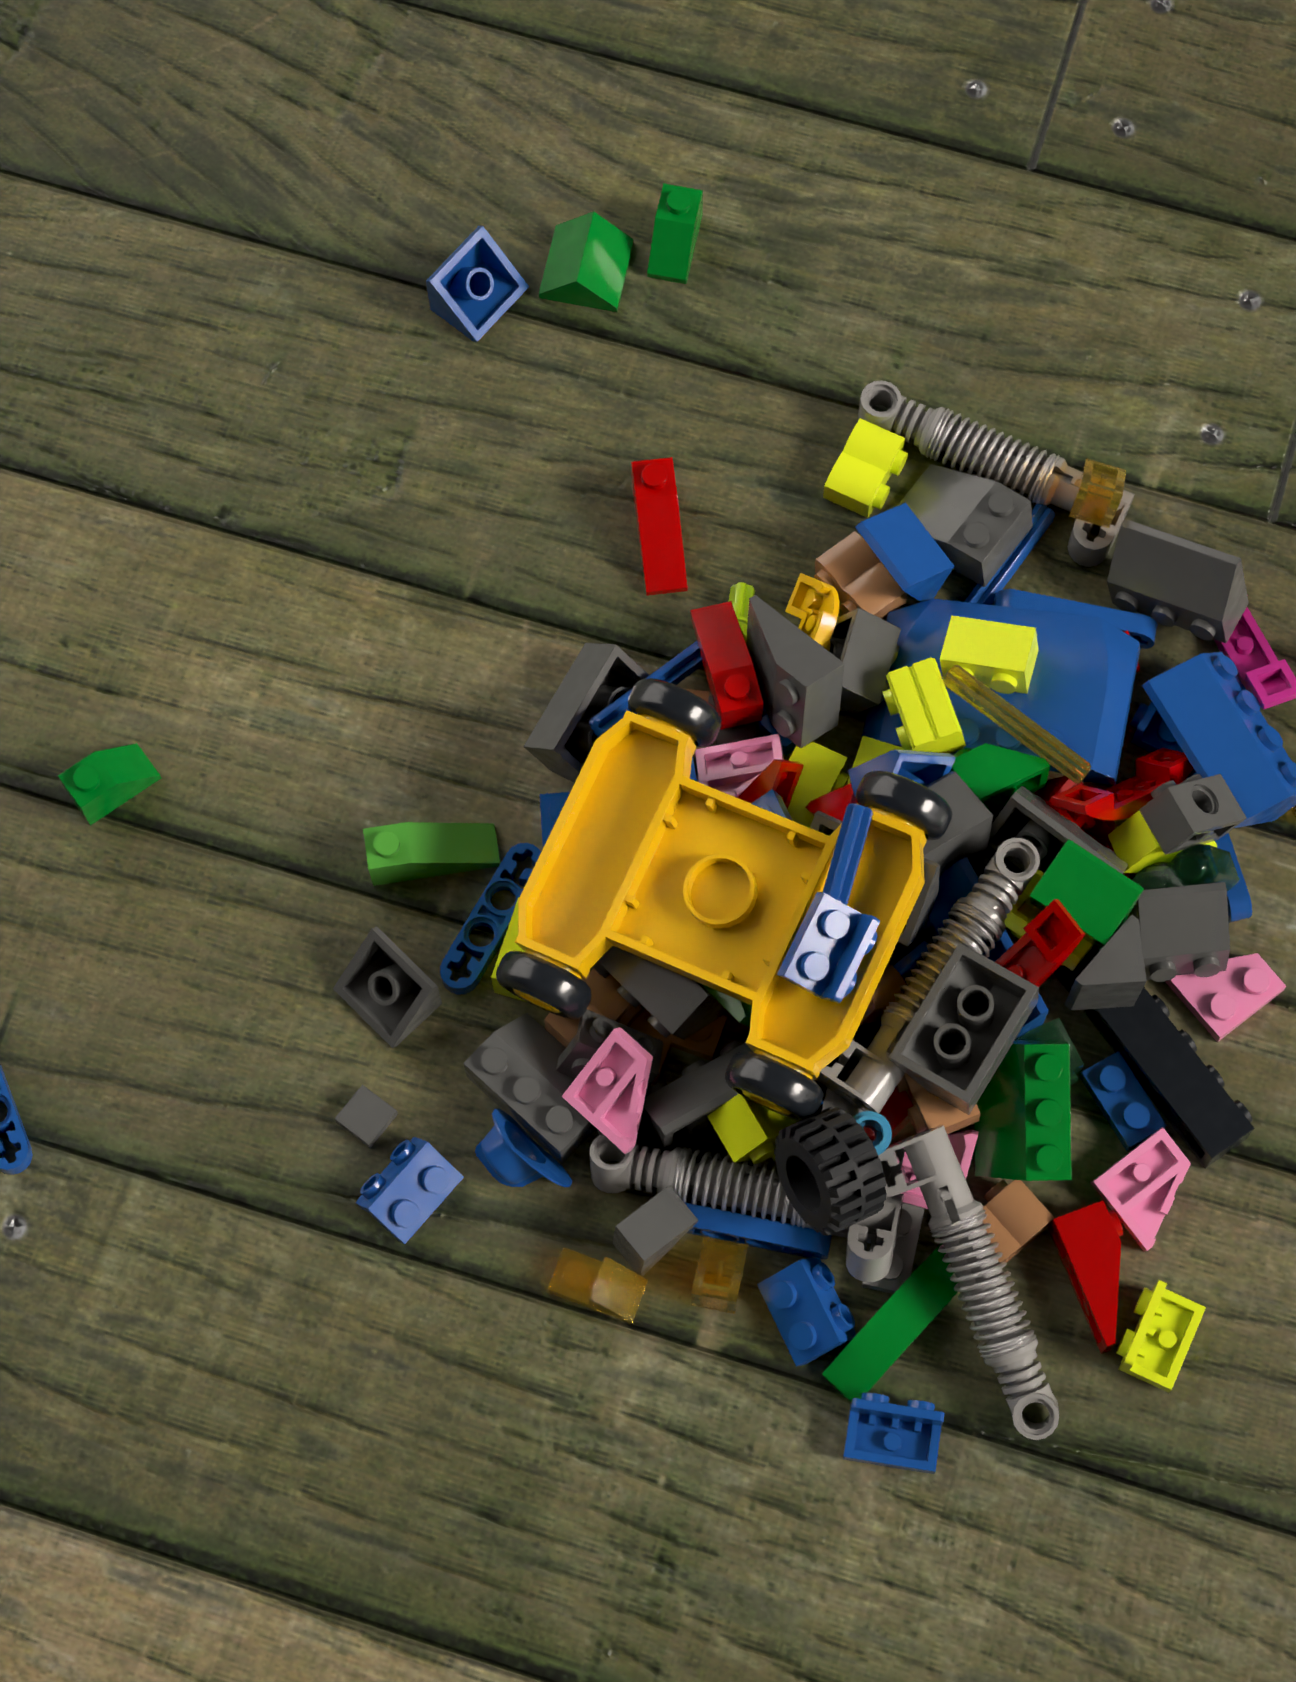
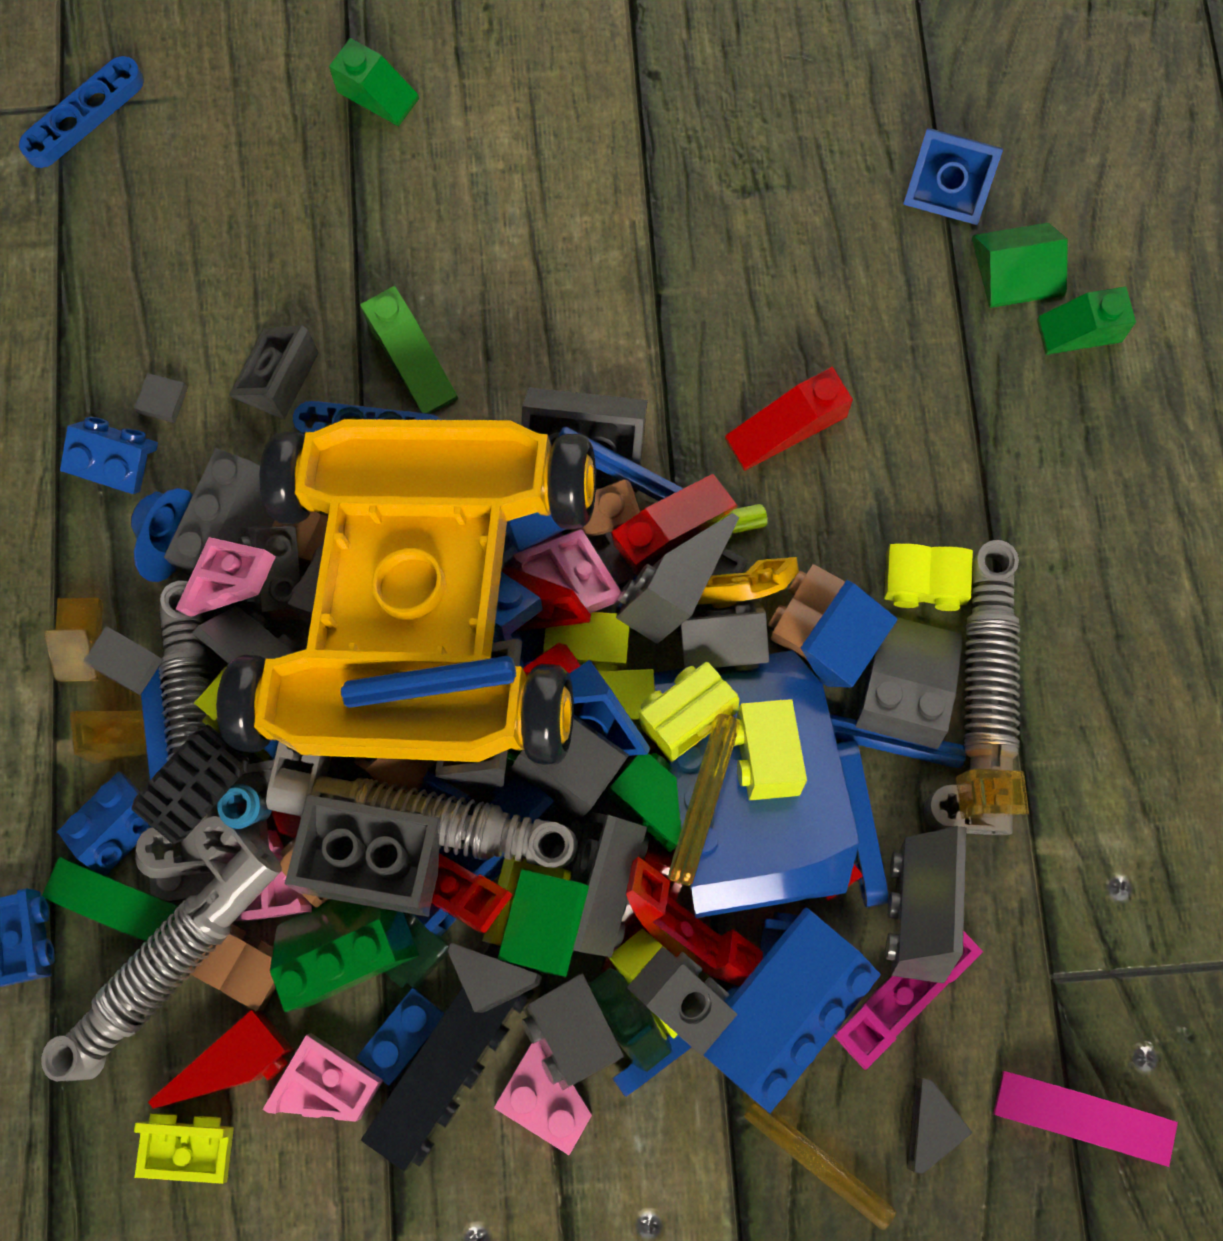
camera: 70 degrees right, 5 degrees up
(829, 948) = (365, 694): bracket -> none

